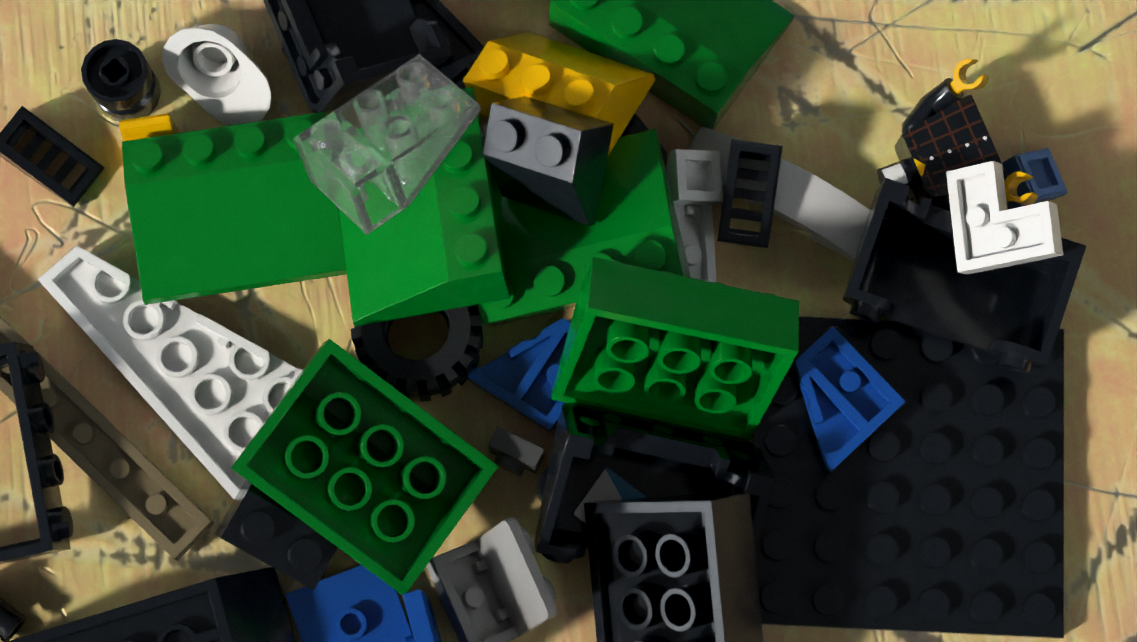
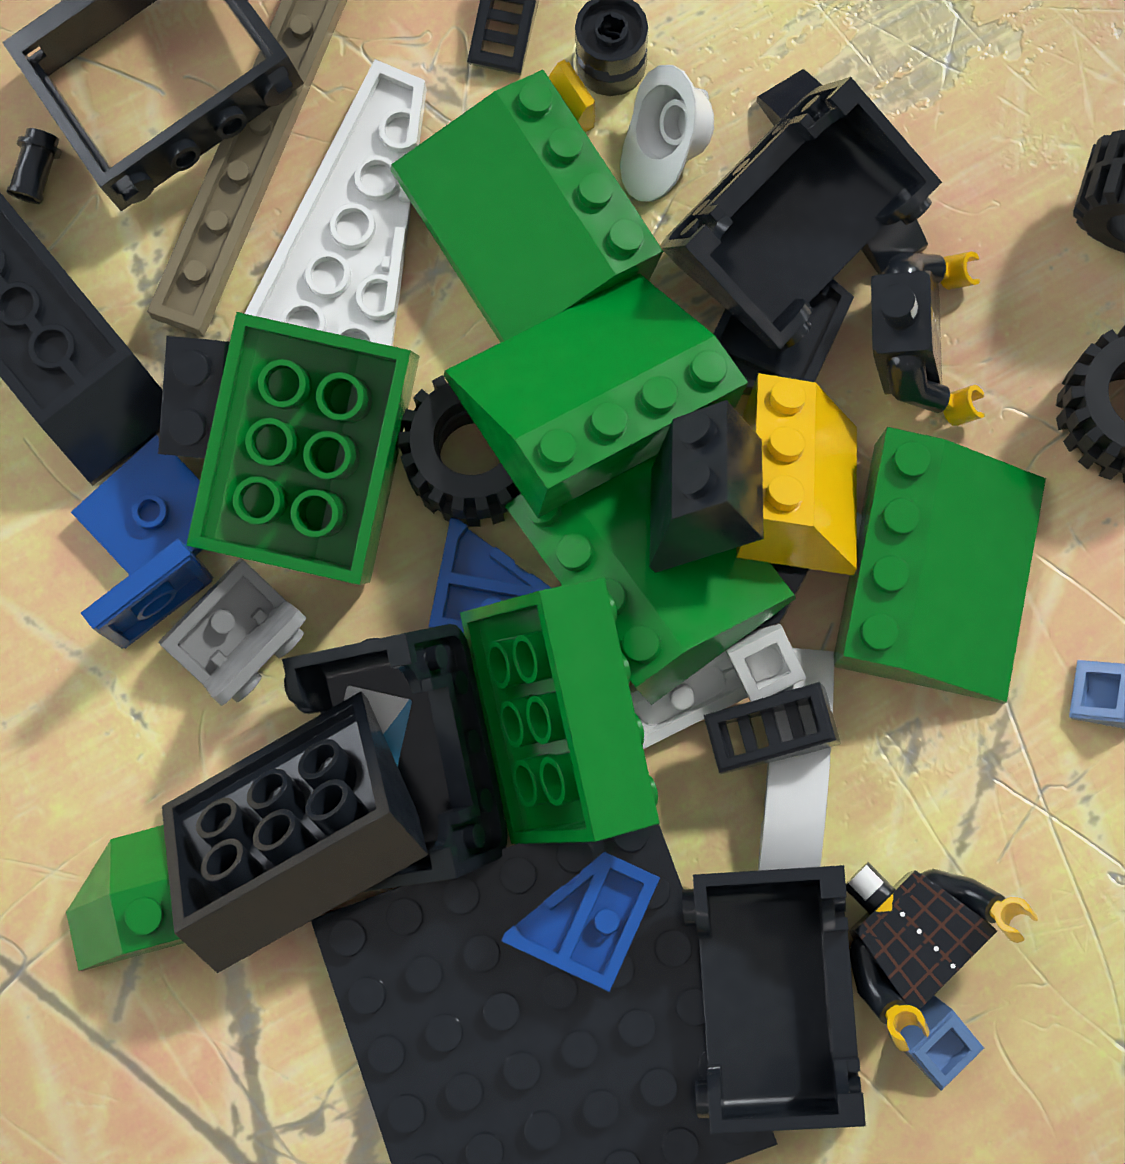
camera: 75 degrees right, 0 degrees up
(386, 142) = (645, 317): clear slope -> none
(515, 453) = (391, 600): dark grey plate -> none
(990, 233) = (837, 1013): white plate -> none

